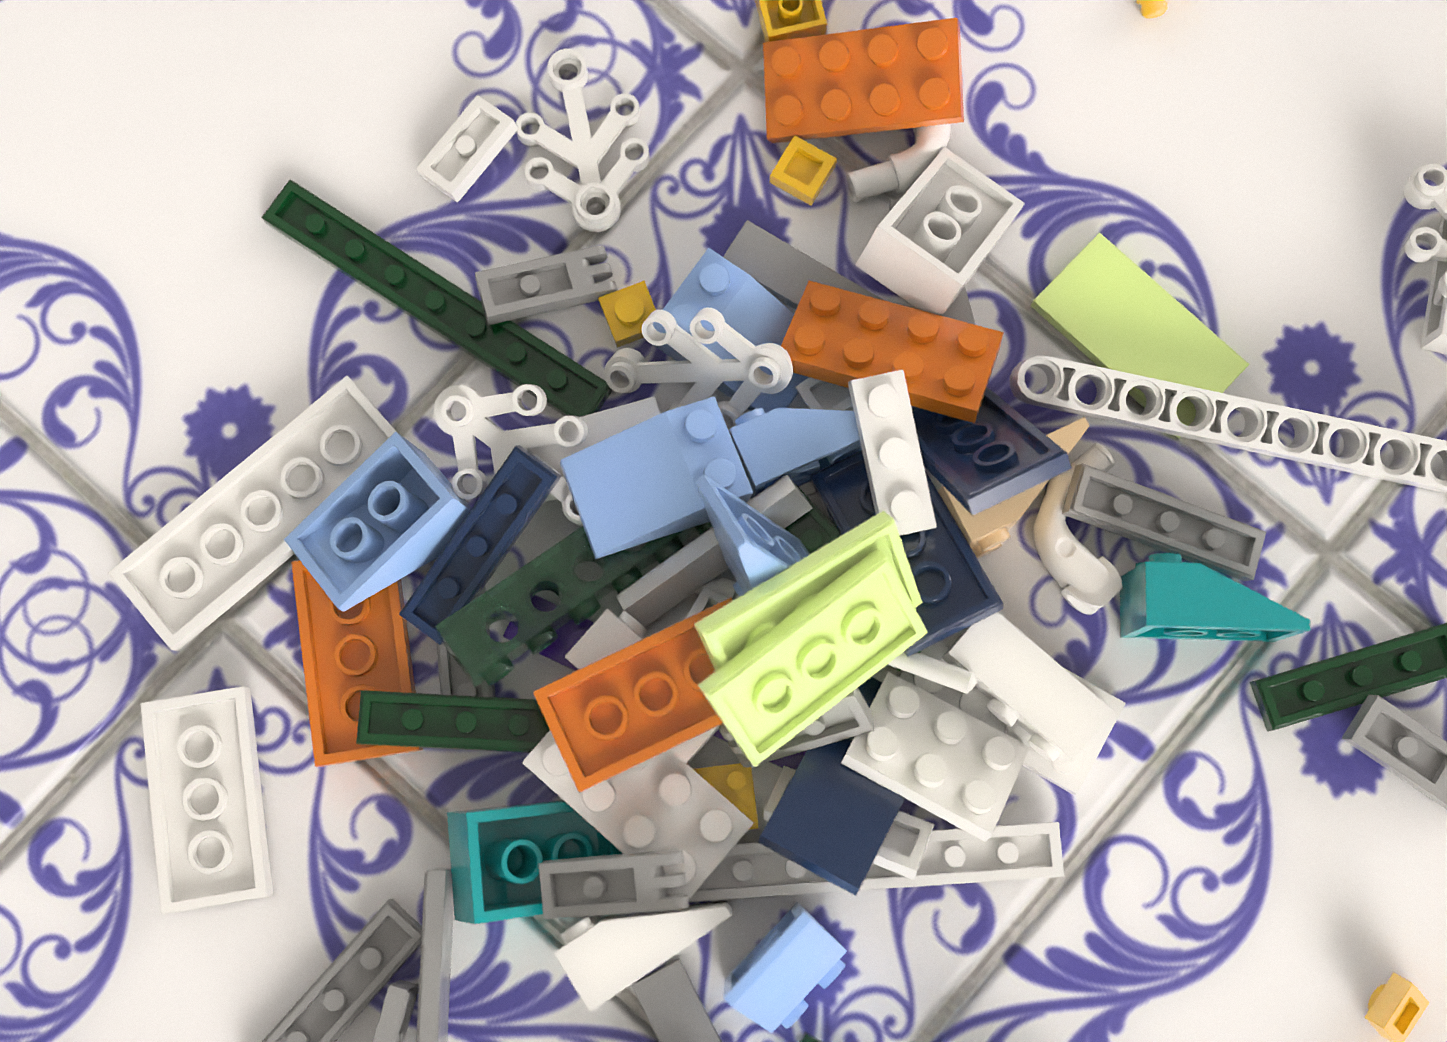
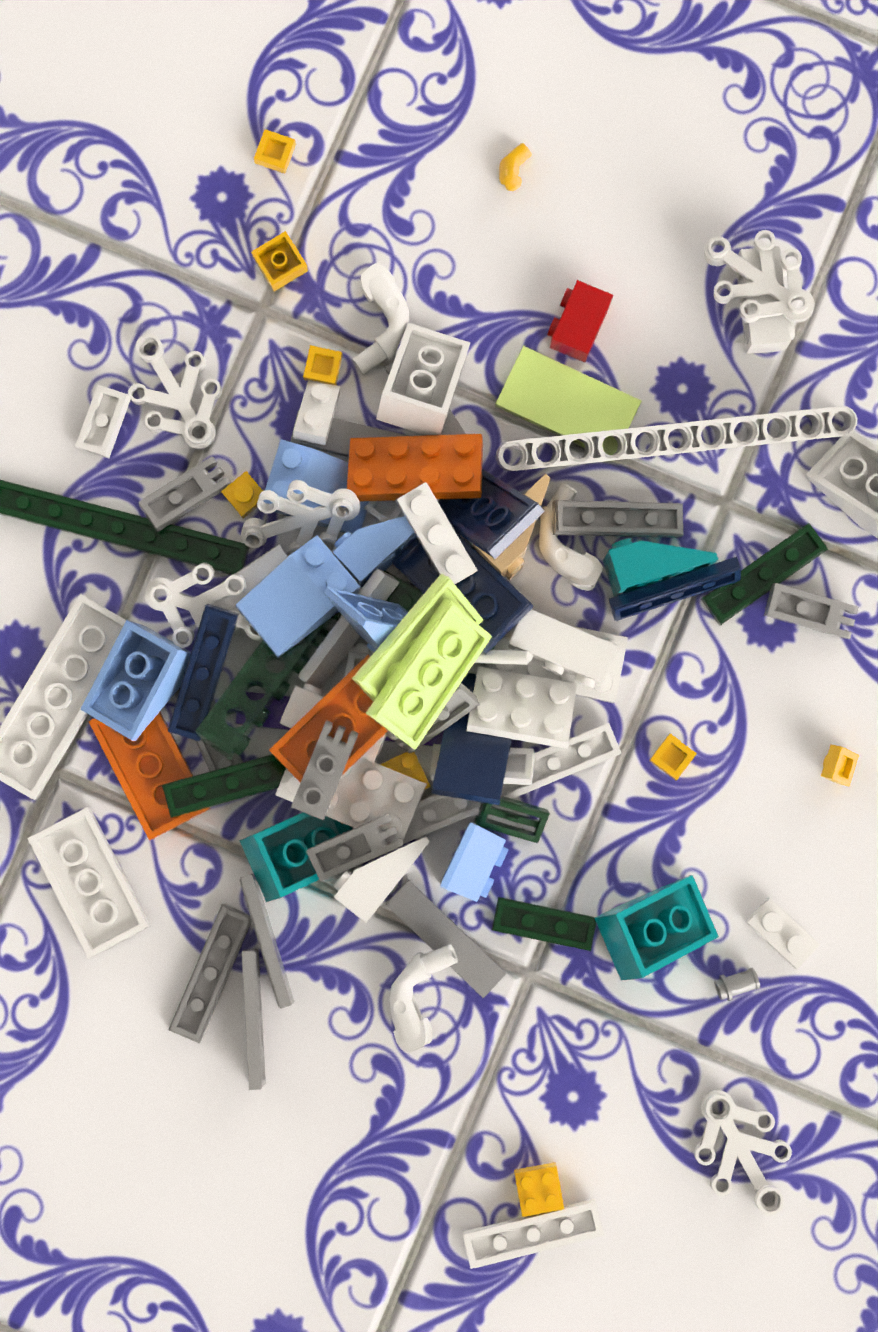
camera: 20 degrees left, 5 degrees up
(604, 754) = (324, 771): none -> light grey hinge
(772, 230) = (316, 412): none -> white plate
(864, 81) = (342, 296): orange plate -> none
(904, 943) = (542, 813): none -> dark green tile
(1139, 907) = (672, 757): none -> yellow plate
(1195, 222) = (580, 320): none -> red brick
(1222, 654) = (675, 589): none -> dark blue tile

